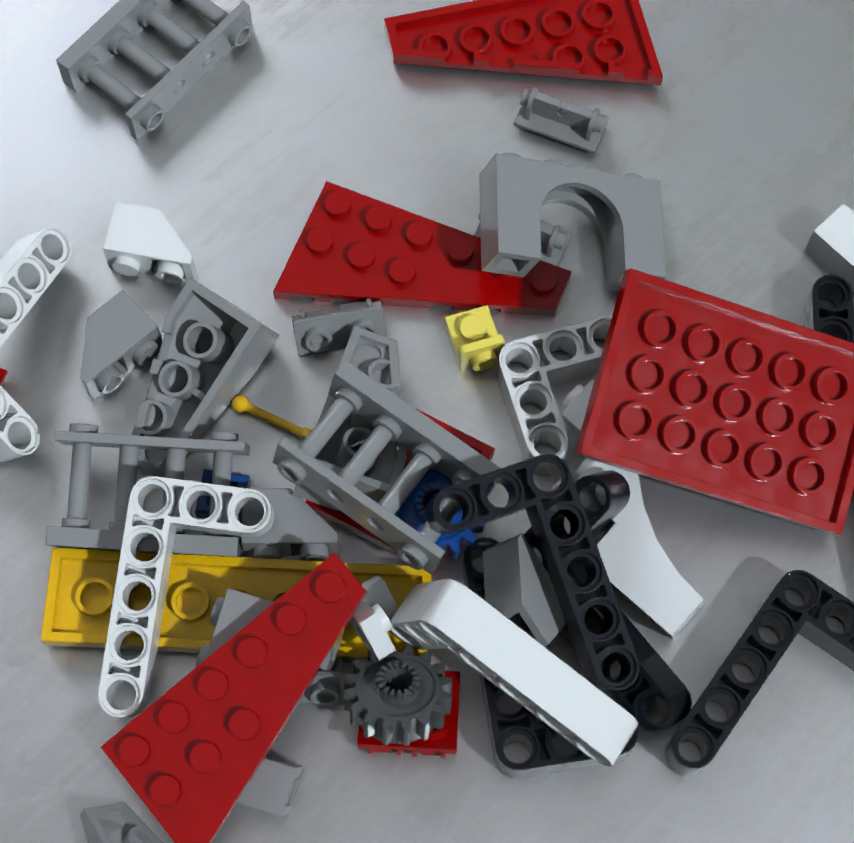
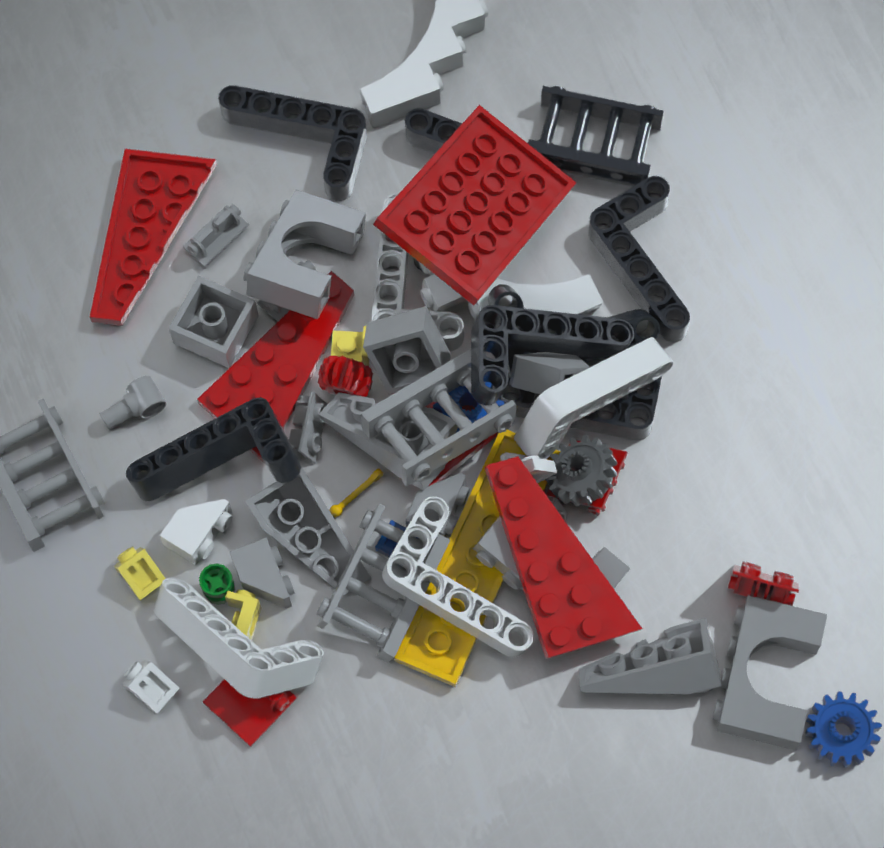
camera: 65 degrees left, 0 degrees up
(51, 349) = (250, 611): none -> light yellow bracket
(69, 201) = (139, 571): none -> light yellow bracket
(76, 289) = (213, 578): none -> green wheel
(293, 245) = (214, 445): none -> black beam
(296, 119) = (141, 400): none -> light grey pin
(420, 340) = (345, 376): none -> red gear
(433, 156) = (213, 321): none -> light grey brick
(483, 394) = (405, 348): none -> light grey brick
(763, 162) = (304, 126): none -> black beam

